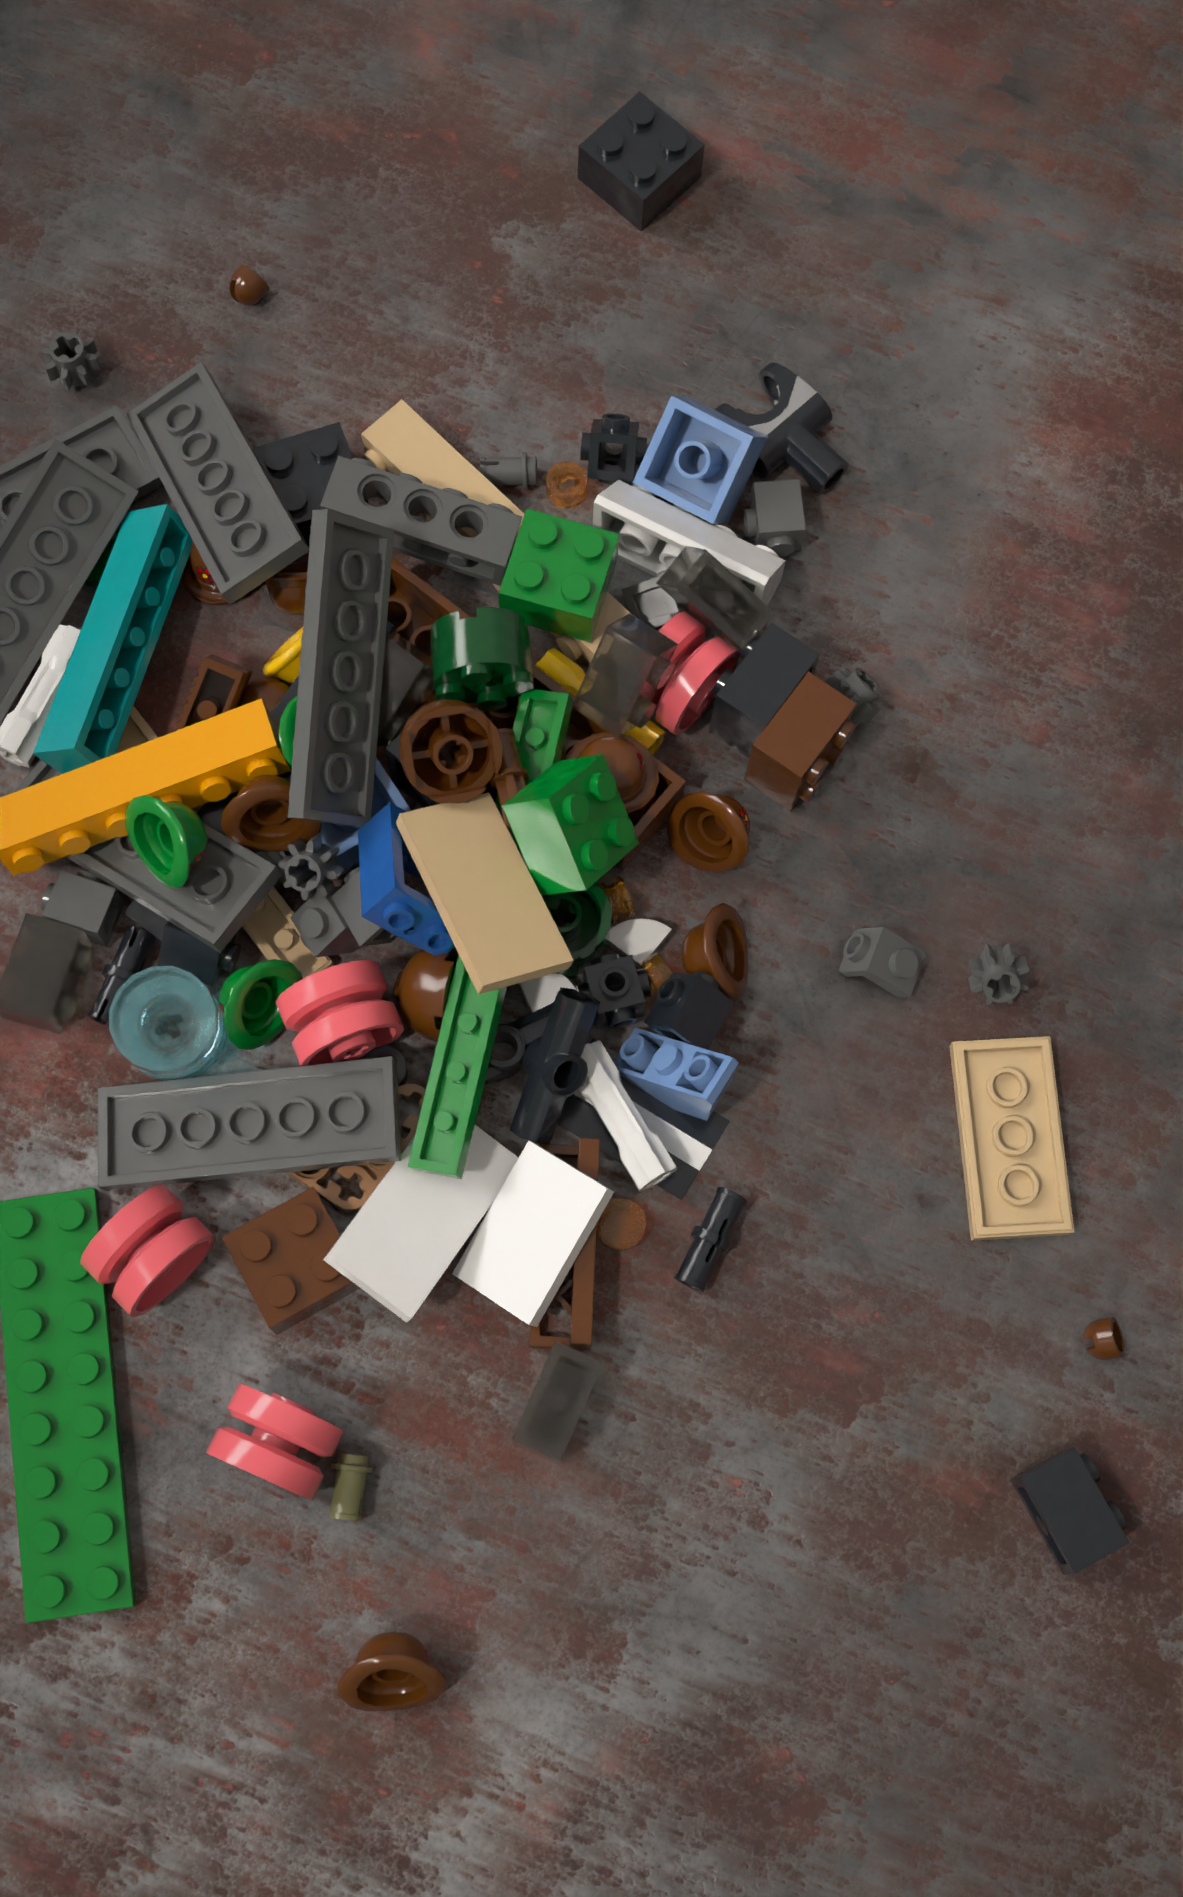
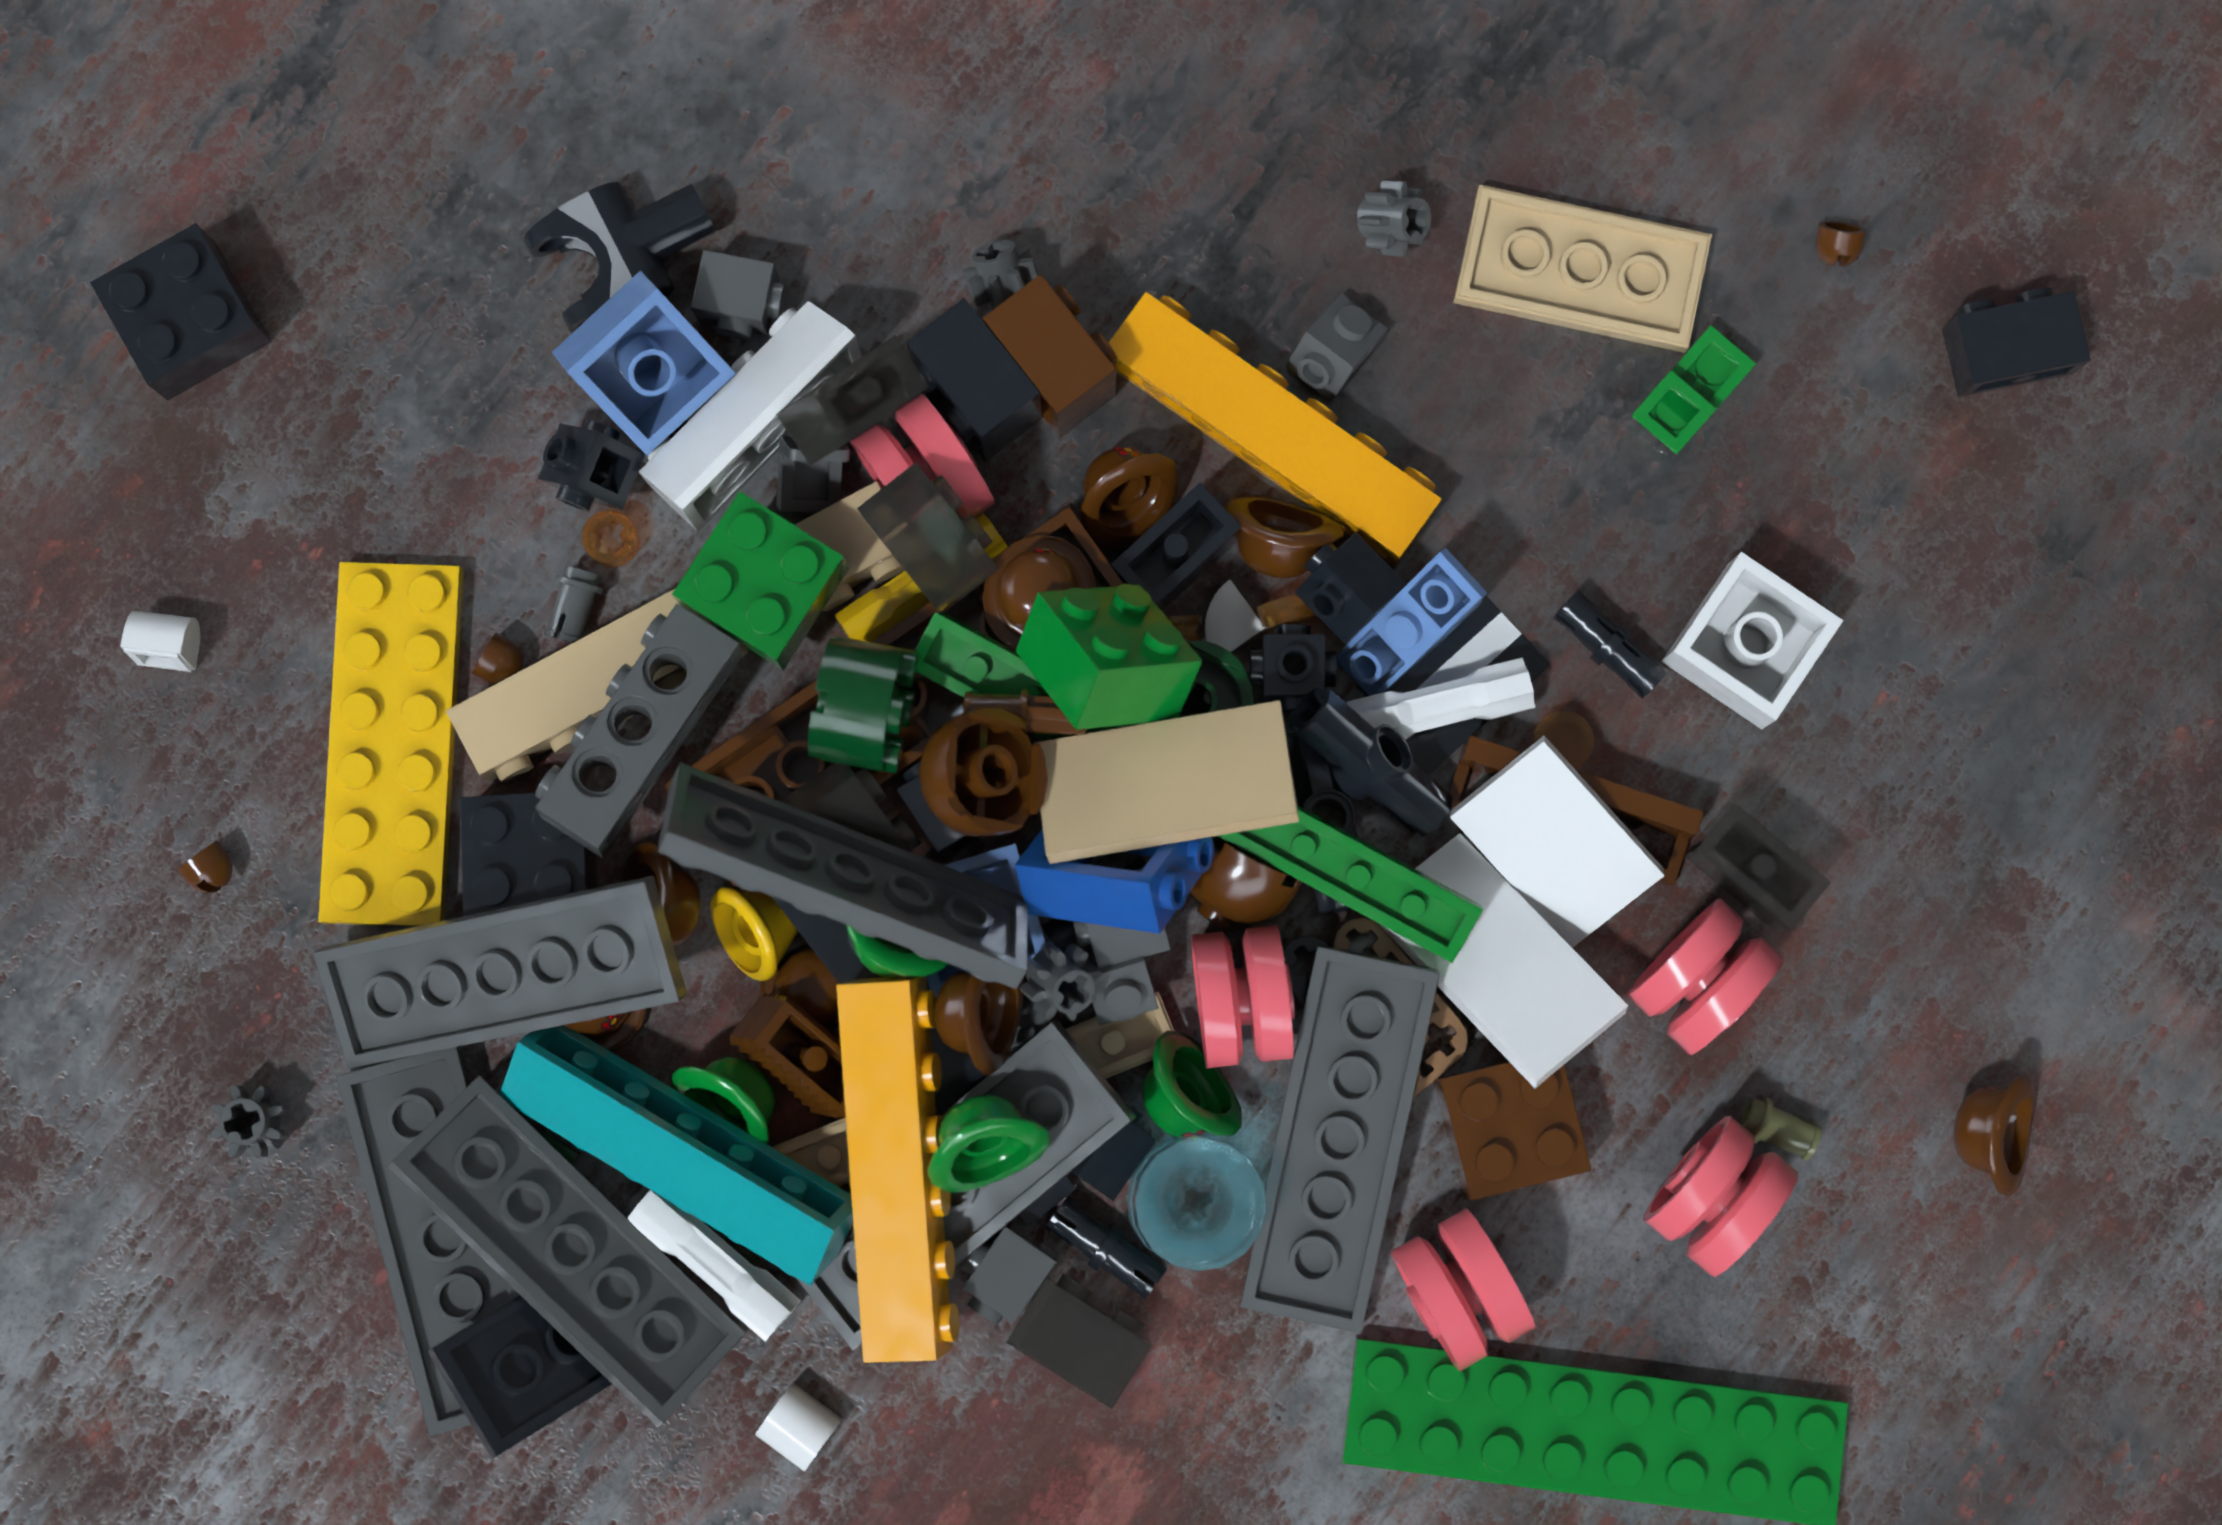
camera: 70 degrees left, 10 degrees up
(169, 670) = (732, 1091): none -> green hat
(359, 380) = (391, 744): none -> yellow plate
(402, 213) = (161, 640): none -> white brick
(451, 1386) = (1713, 985): none -> coral wheel
(454, 430) = (498, 660): none -> reddish brown hinge
(677, 875) = (1179, 547): none -> black brick
(746, 1348) = (1752, 641): none -> white brick
(799, 929) = (1271, 427): none -> light orange brick
(941, 1253) = (1693, 389): none -> green slope

